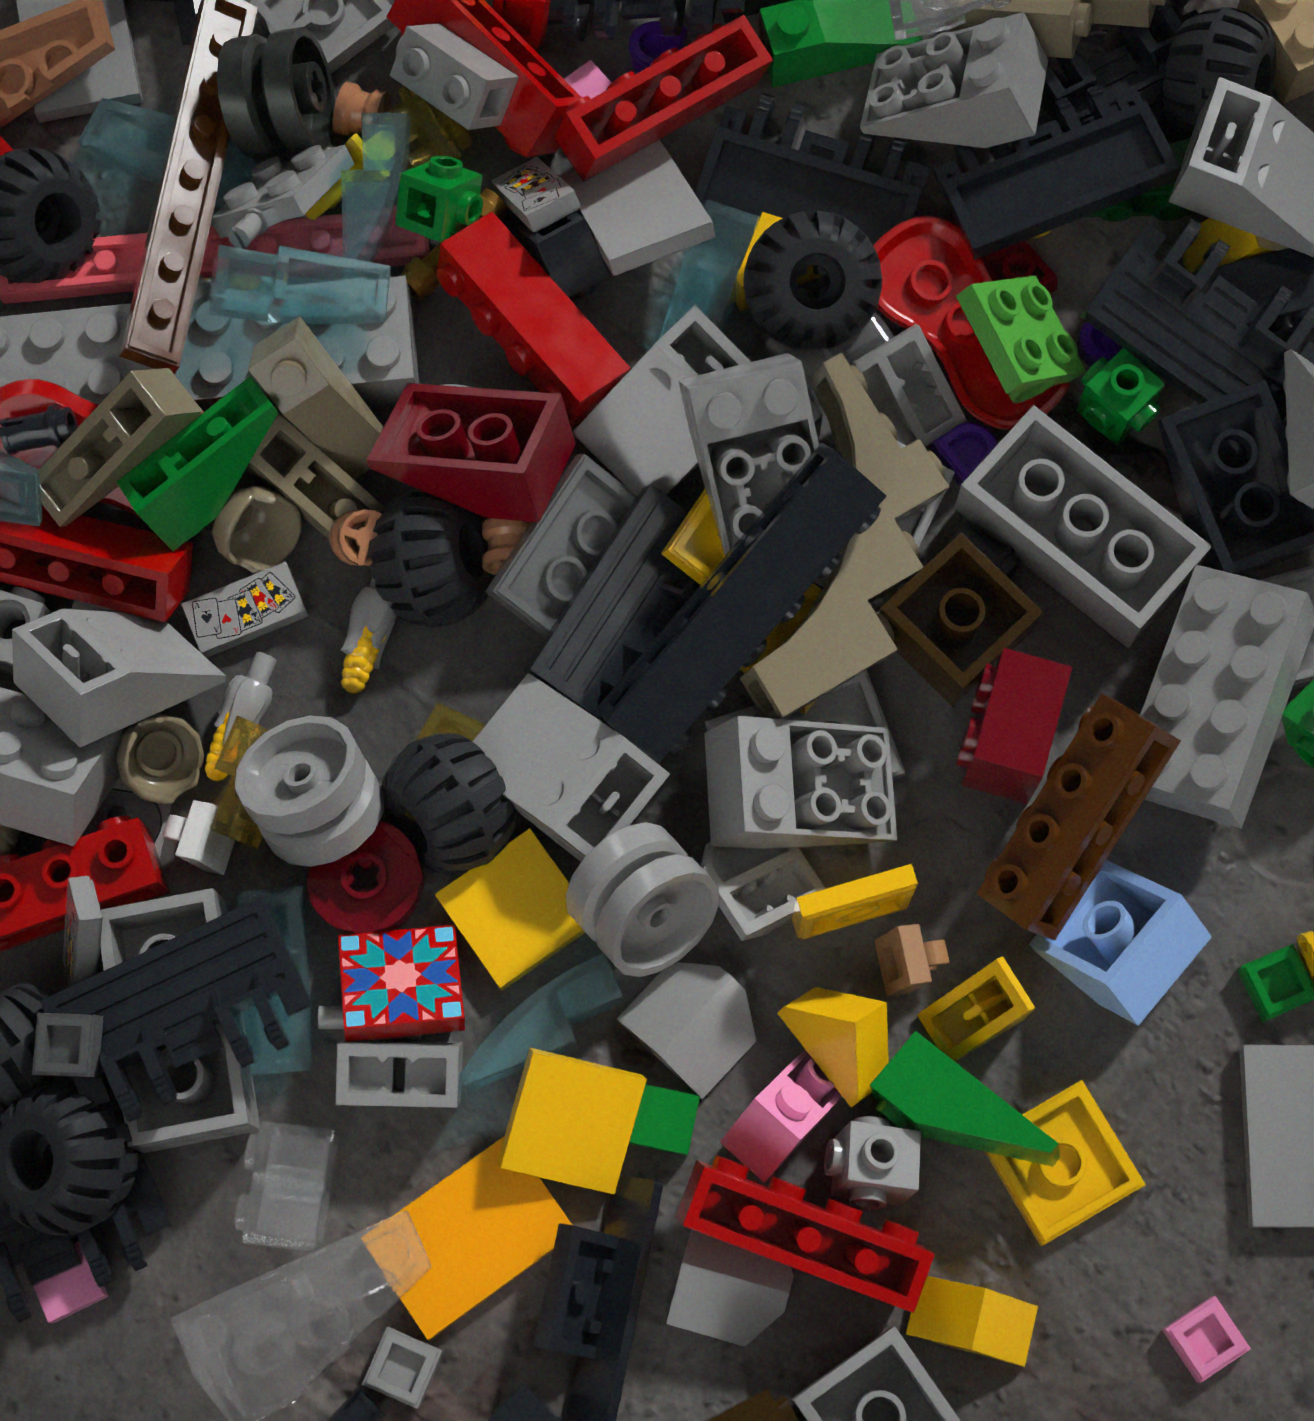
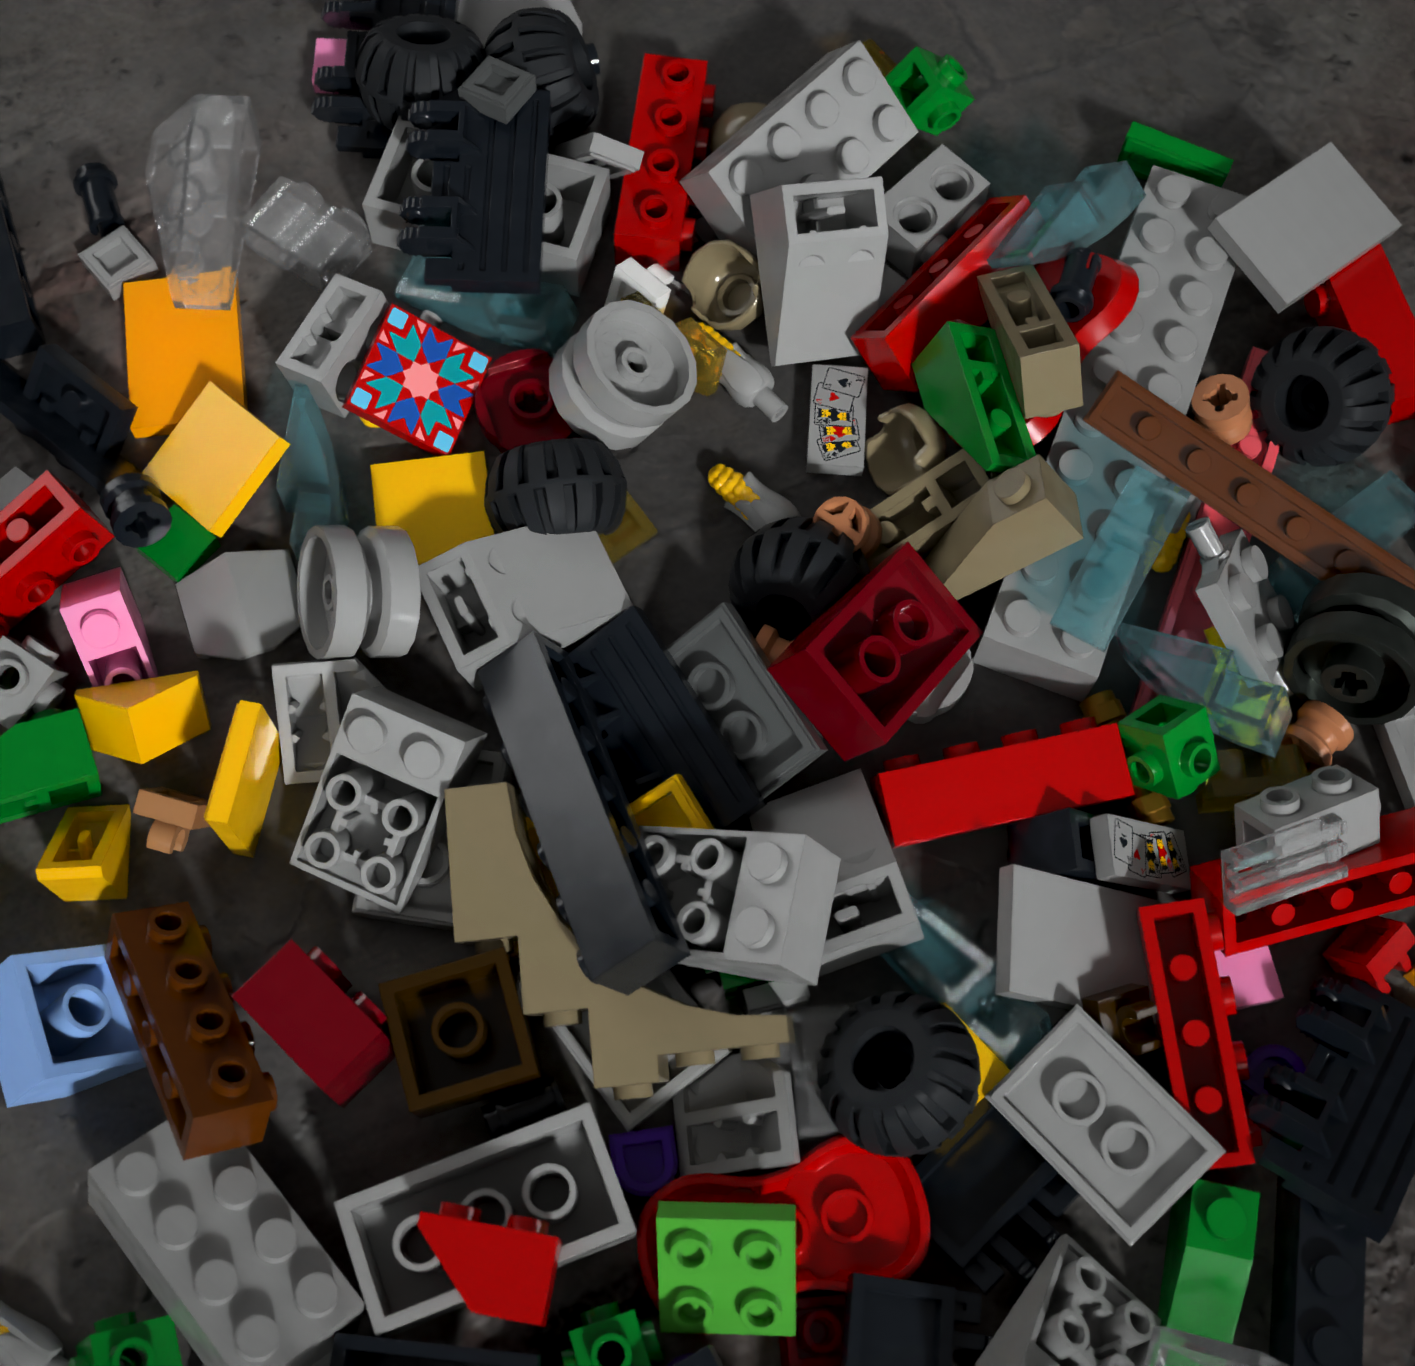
camera: 110 degrees right, 5 degrees down
(98, 285) = (1235, 415): none -> nougat wheel
(507, 68) = (1284, 873): none -> clear tile
(661, 1157) = (135, 510): none -> black wheel
(683, 149) = (1126, 1017): none -> dark brown tile
(768, 127) = (1105, 1124): none -> light grey tile
(1119, 470) = (495, 1267): none -> red slope

